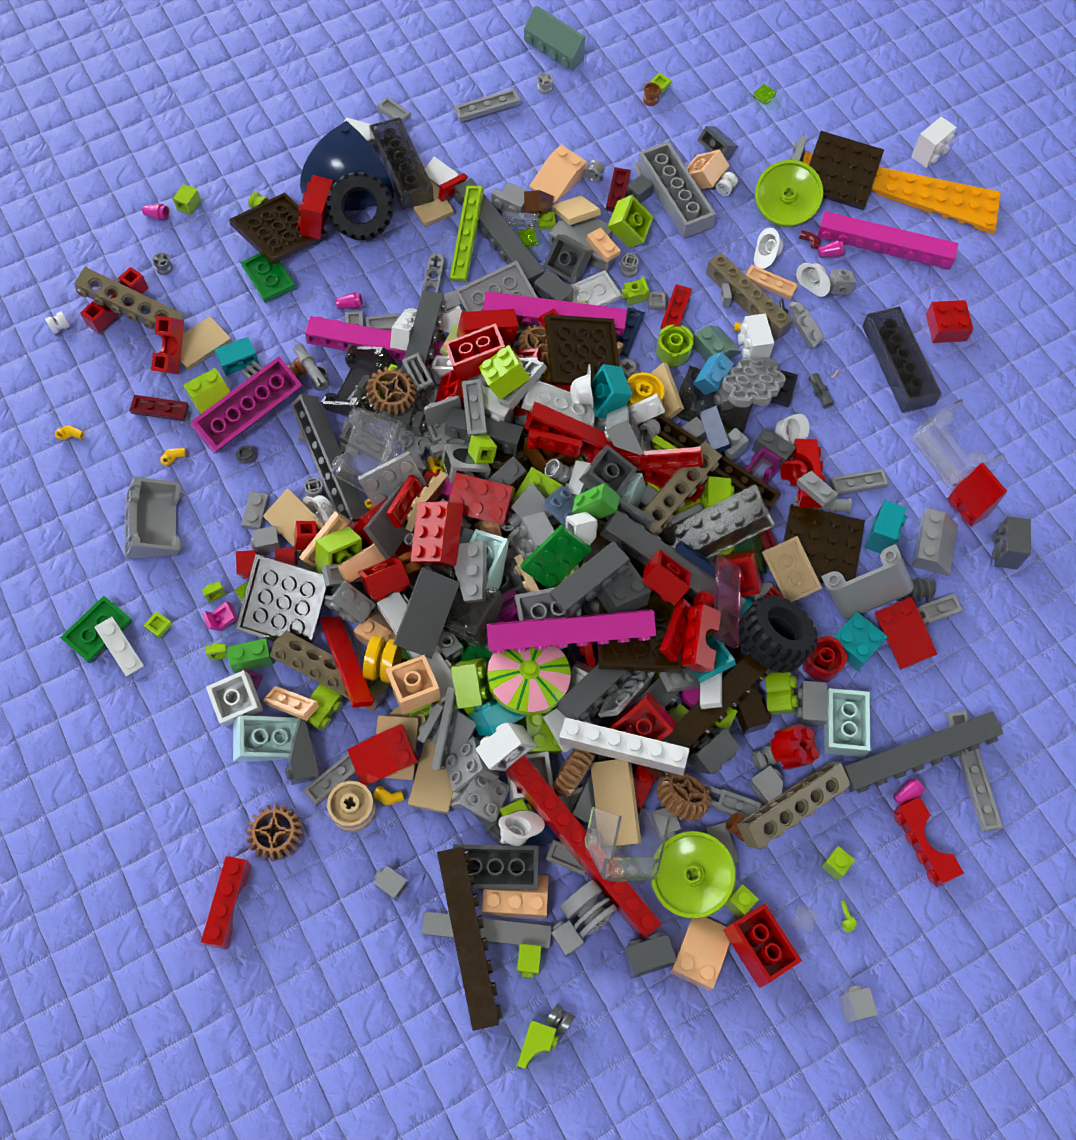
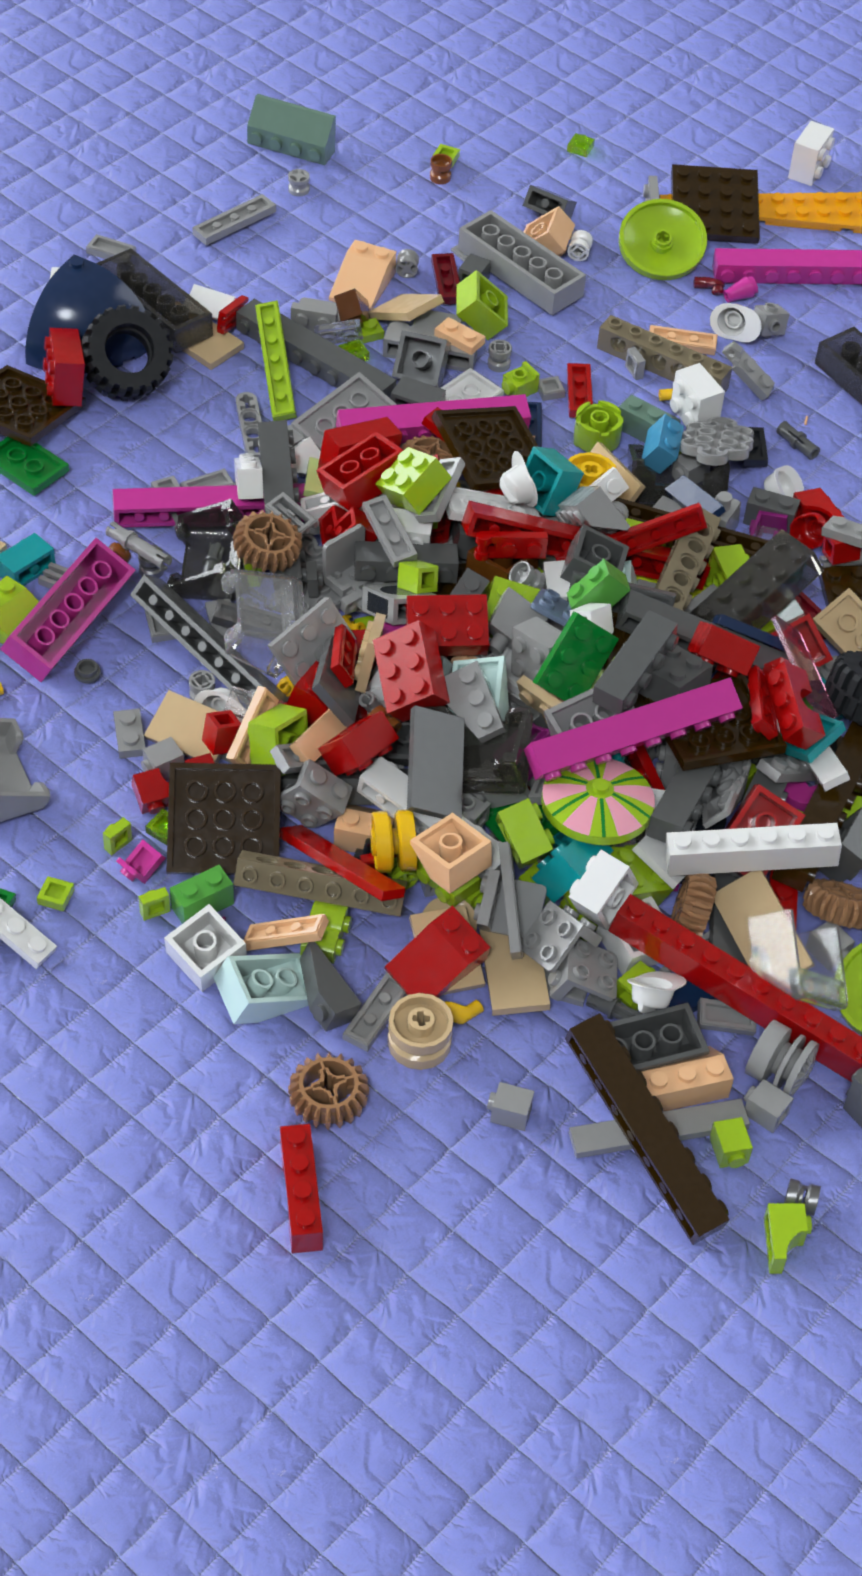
camera: 20 degrees left, 15 degrees down
(350, 301) = (151, 469): dark pink cone -> none
(768, 248) = (663, 301): white piece -> none

